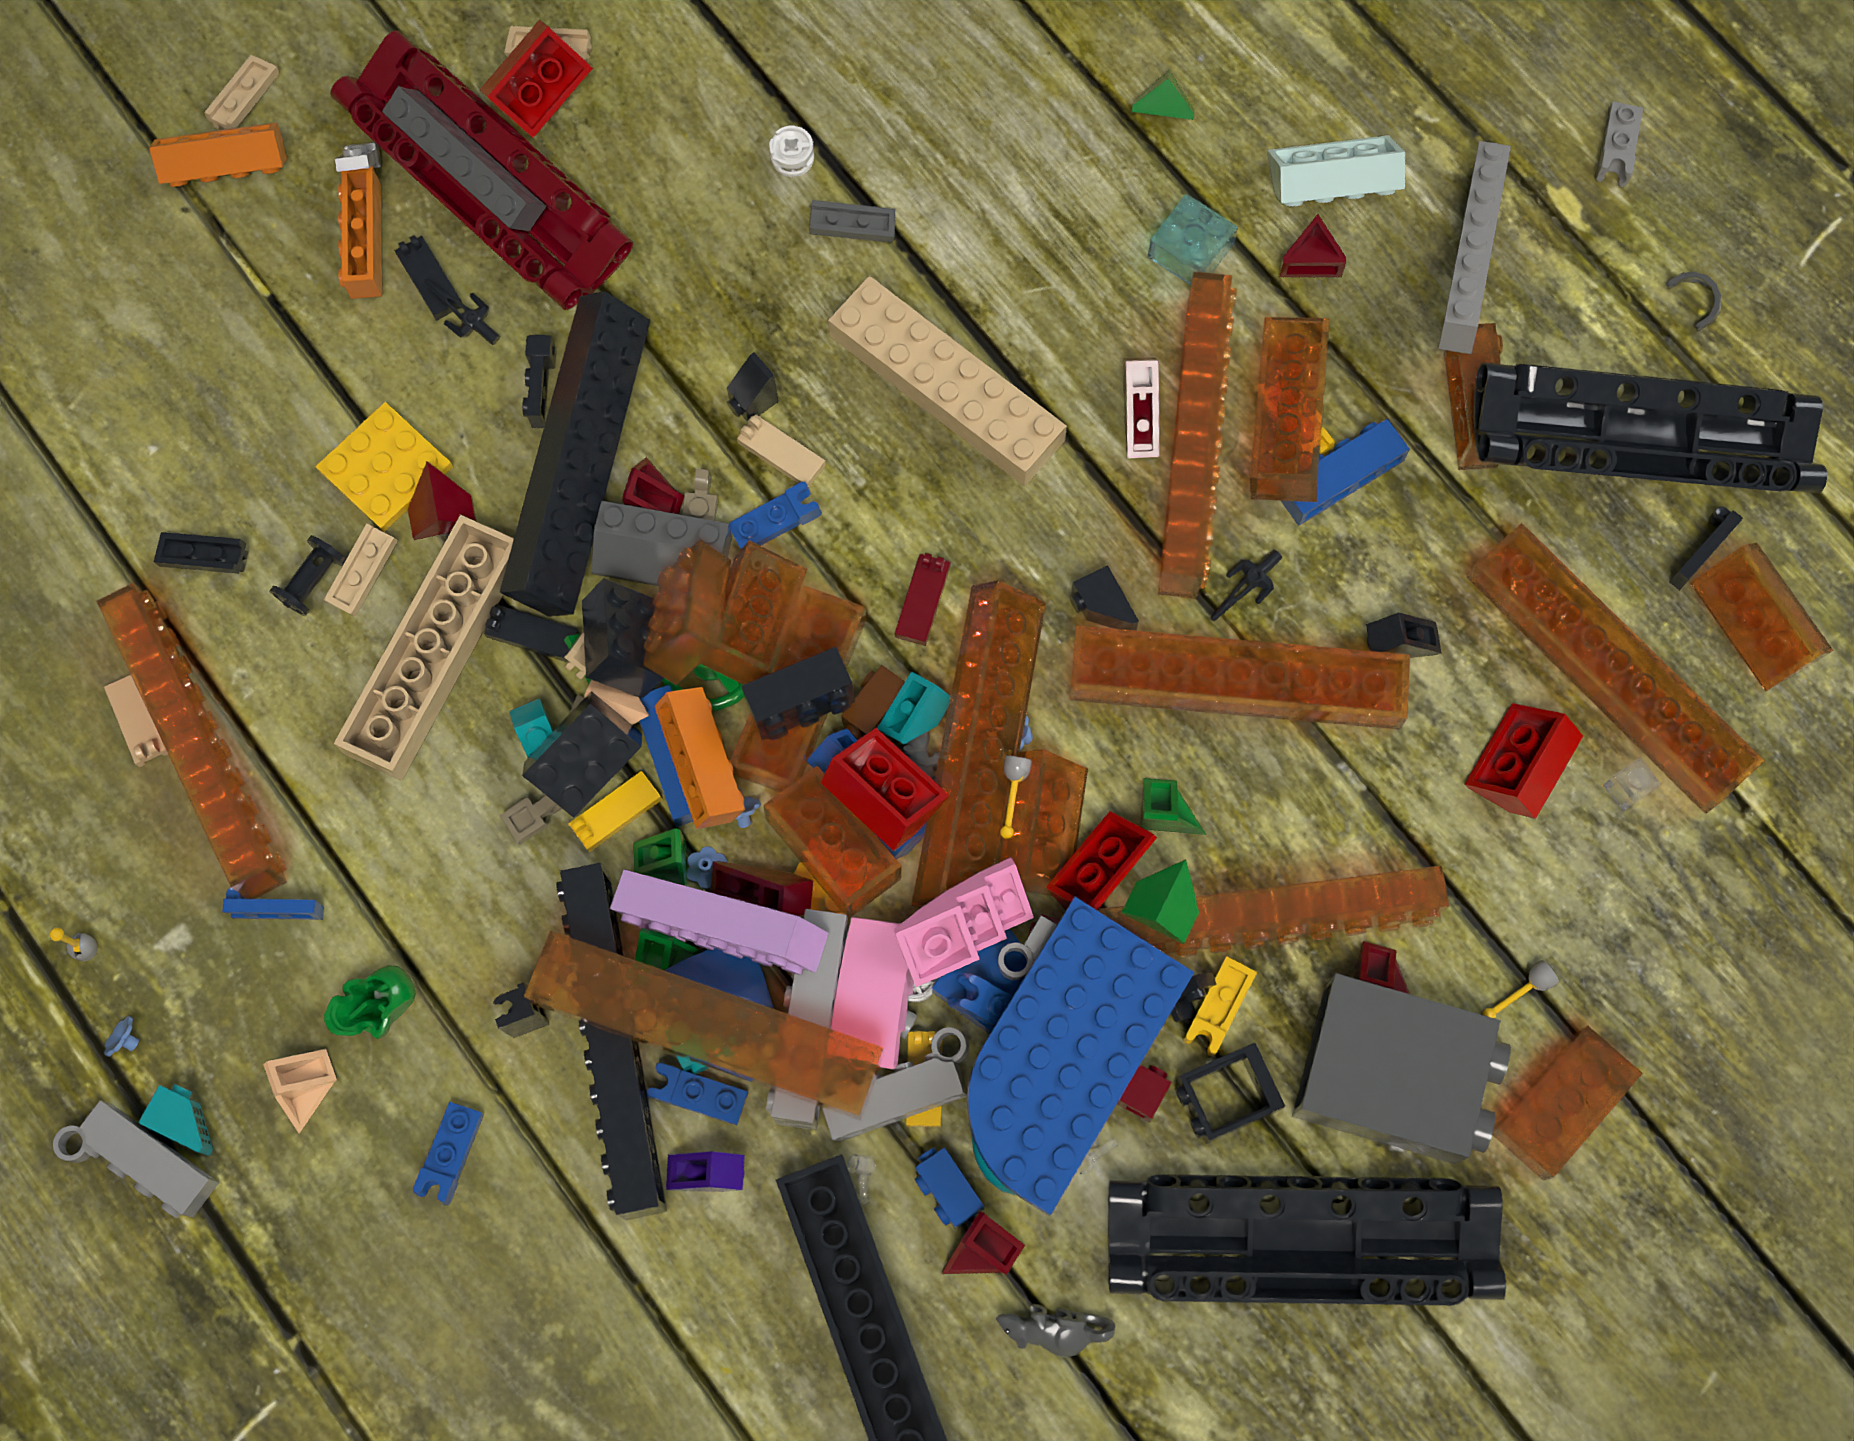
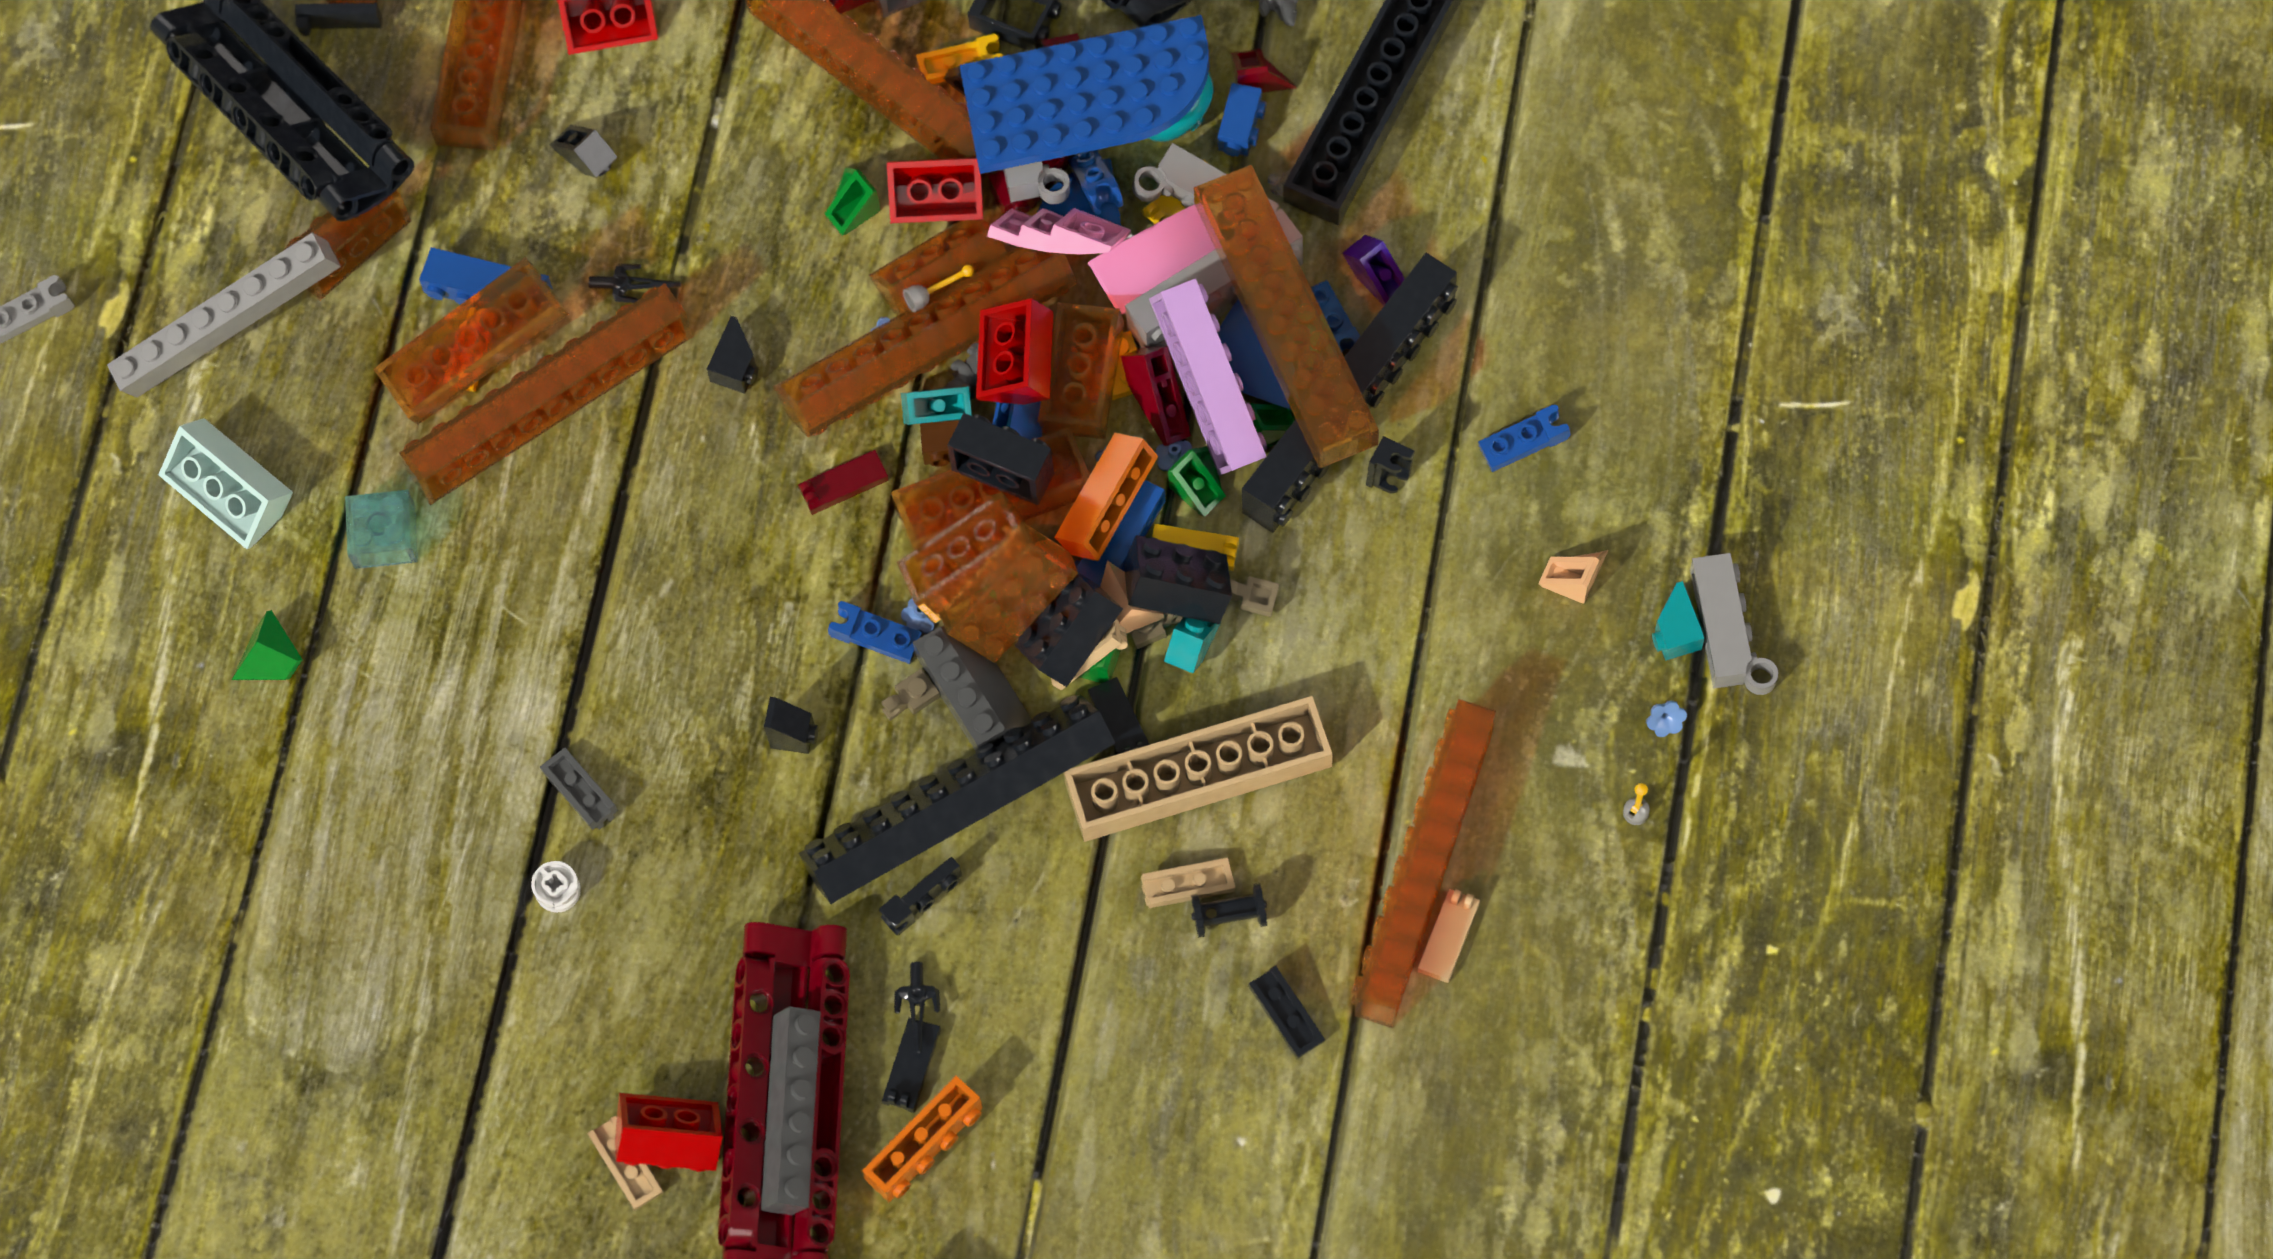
camera: 130 degrees left, 5 degrees down
(270, 908) = (1475, 693): blue hinge -> none
(359, 157) = (865, 1188): light grey plate -> none
(370, 1003) = (1478, 567): green head -> none
(381, 465) = (1093, 949): yellow plate -> none
(437, 504) = (1089, 873): dark red slope -> none
(650, 489) = (935, 735): dark red slope -> none
(780, 451) = (817, 675): tan hinge -> none
(947, 380) = (654, 605): tan brick -> none
(1141, 406) = (551, 457): slope -> none
(1165, 902) = (930, 118): green slope -> none
(1240, 677) = (714, 225): clear orange brick -> none
(1314, 254) = (318, 440): dark red slope -> none
(1706, 281) = (122, 147): dark grey helmet -> none

